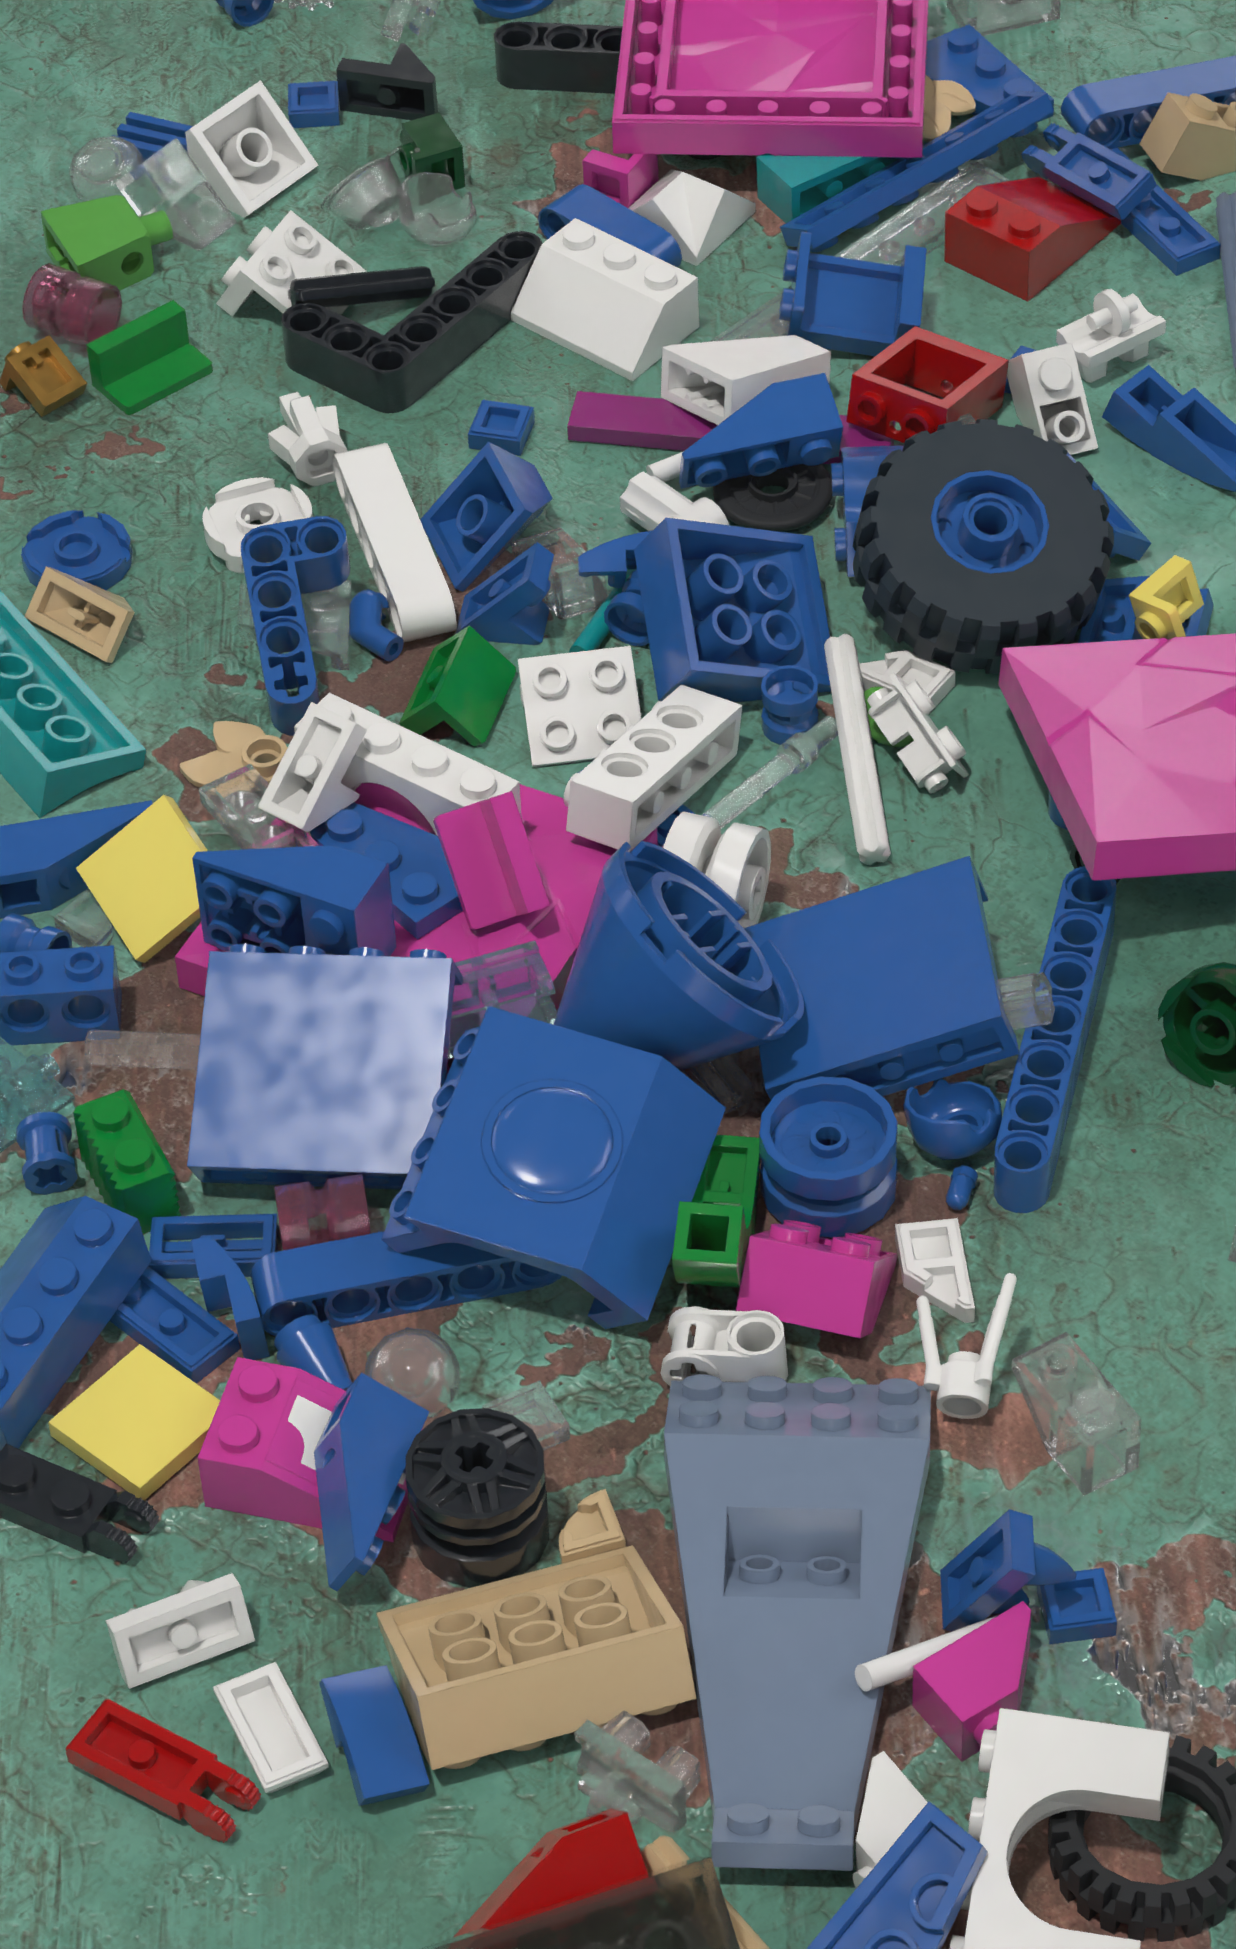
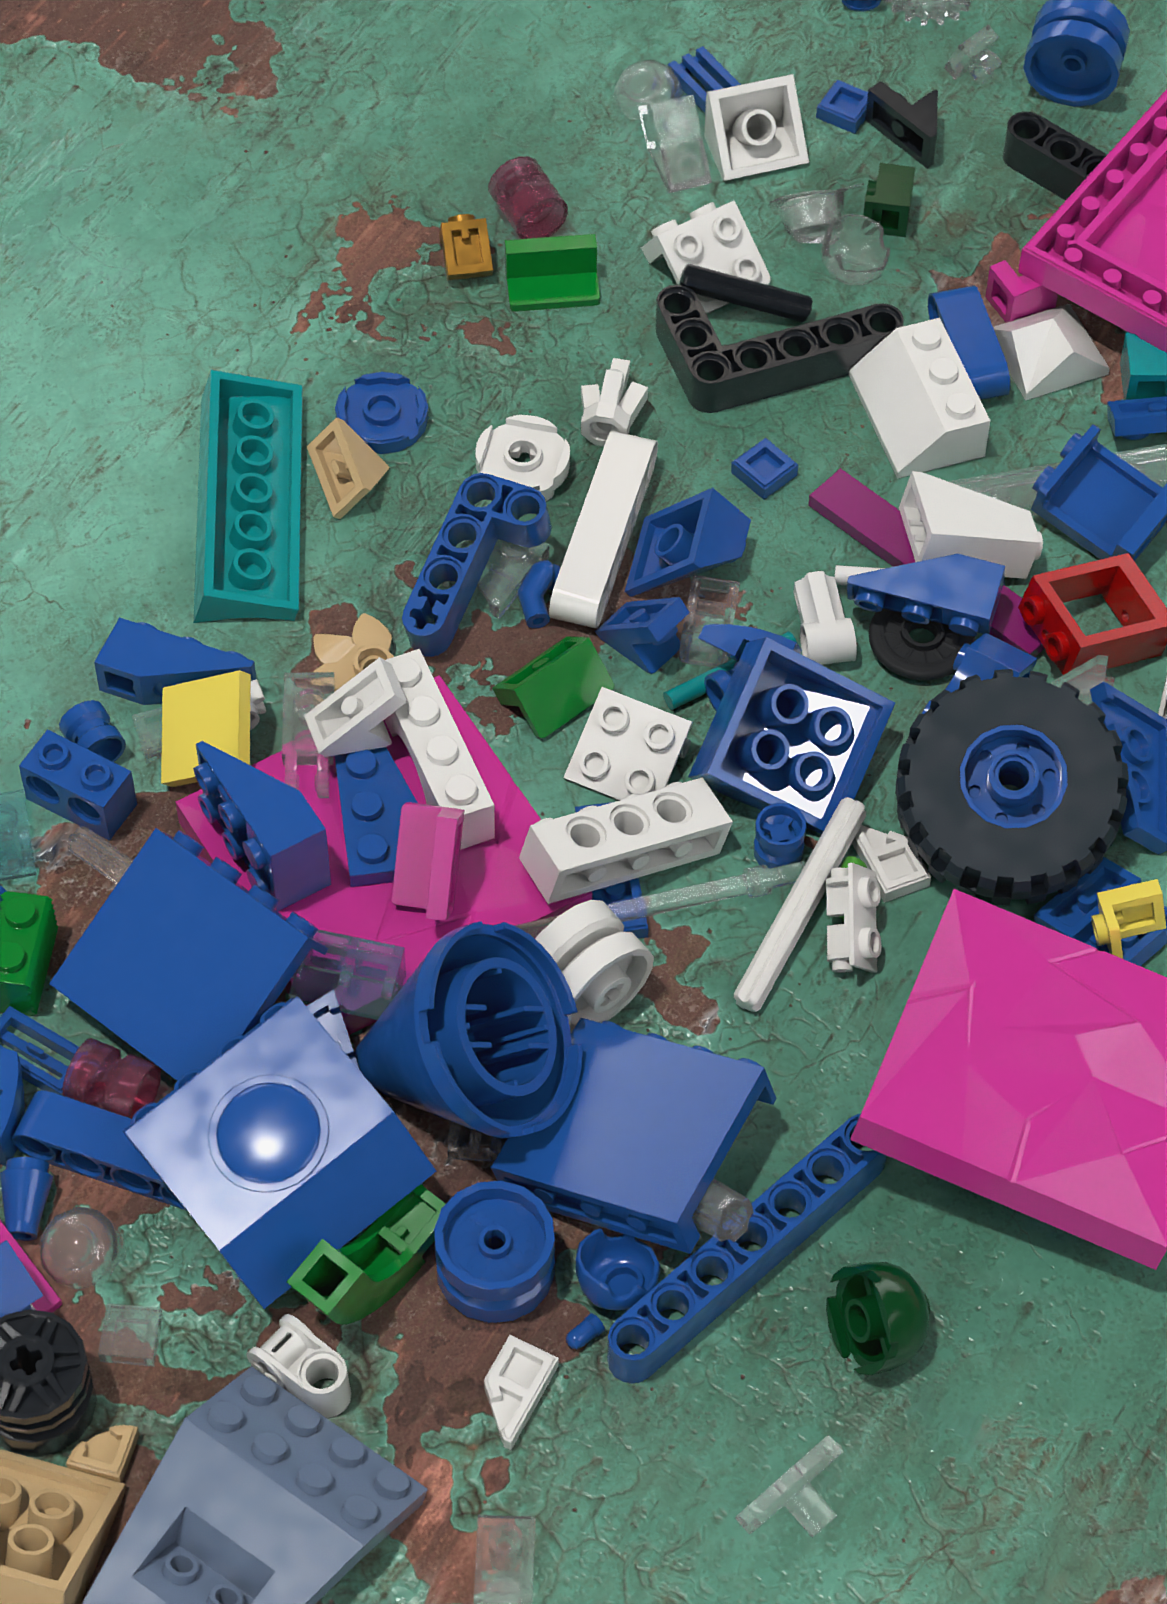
camera: 30 degrees right, 10 degrees up
(105, 239) = (593, 155): bright green torso -> none
(816, 1279) = (412, 1348): dark pink slope -> none
(966, 1378) = (449, 1504): white plant -> none

